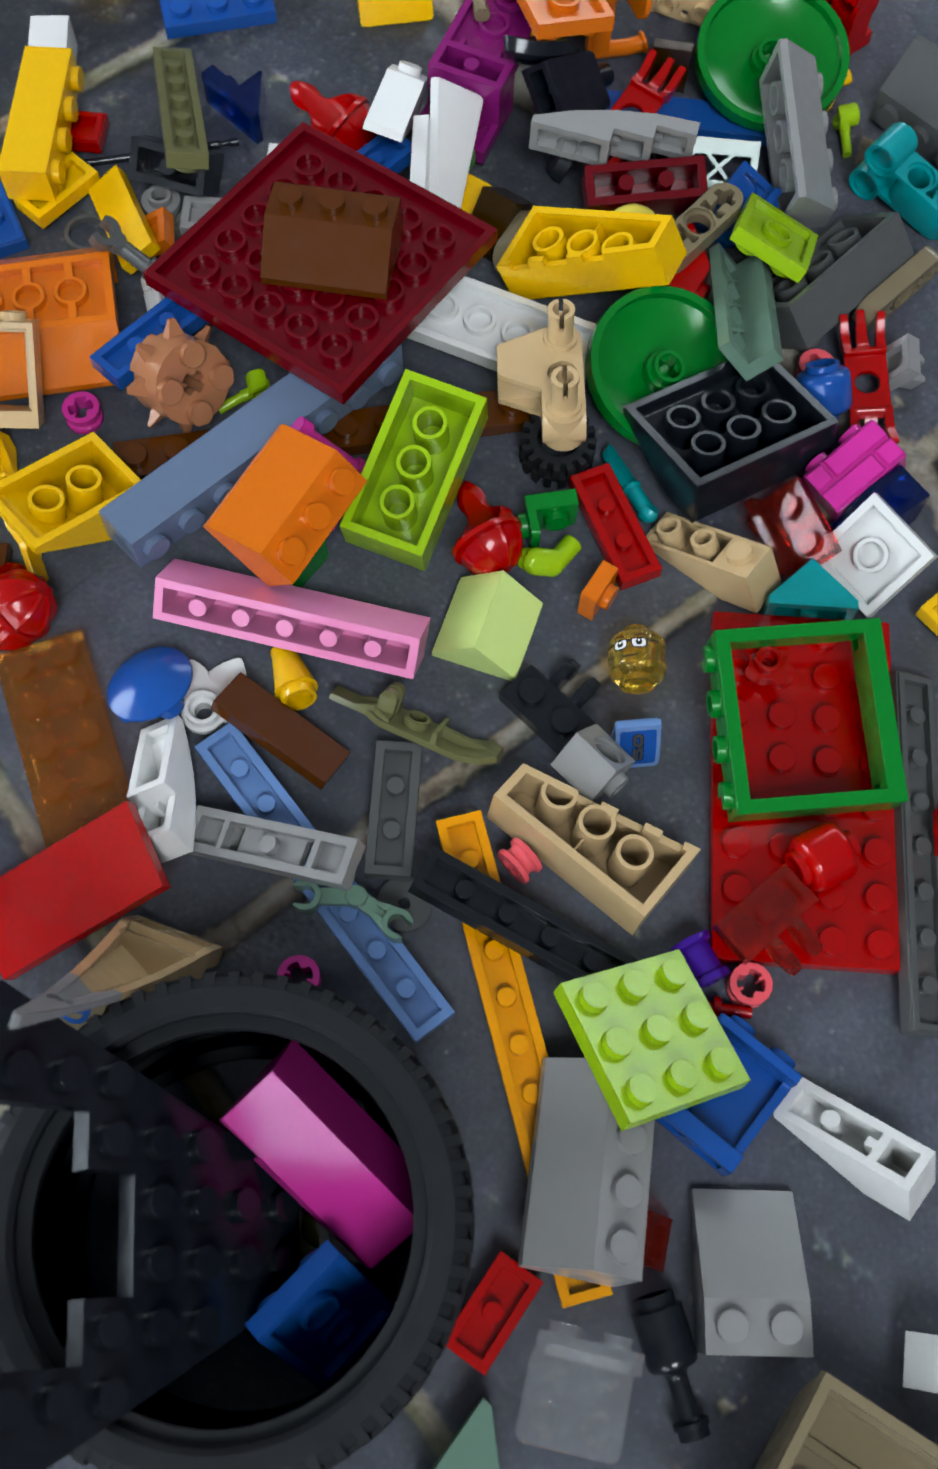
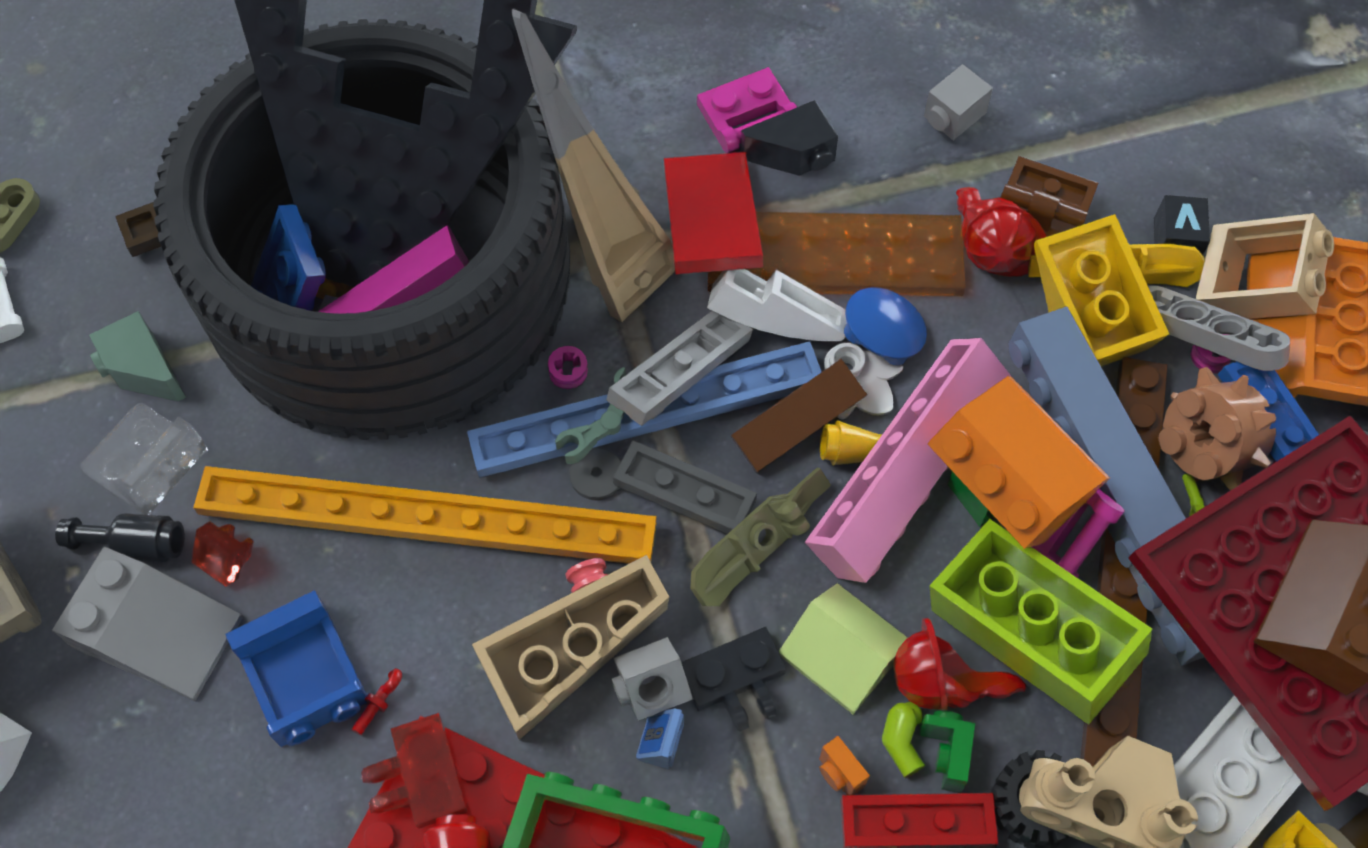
camera: 115 degrees right, 5 degrees down
(63, 401) = (1250, 345): none -> light grey beam
(493, 1312) = (233, 418): red plate -> none
(512, 918) = (497, 566): black plate -> none
(584, 1182) = (291, 518): light grey slope -> none
(637, 659) = (748, 772): clear yellow head -> none
(650, 1038) = (364, 606): lime plate -> none
(702, 959) = (421, 701): dark purple bush -> none
(739, 973) = (366, 745): coral bush -> none
(860, 1147) = (191, 766): white slope -> none

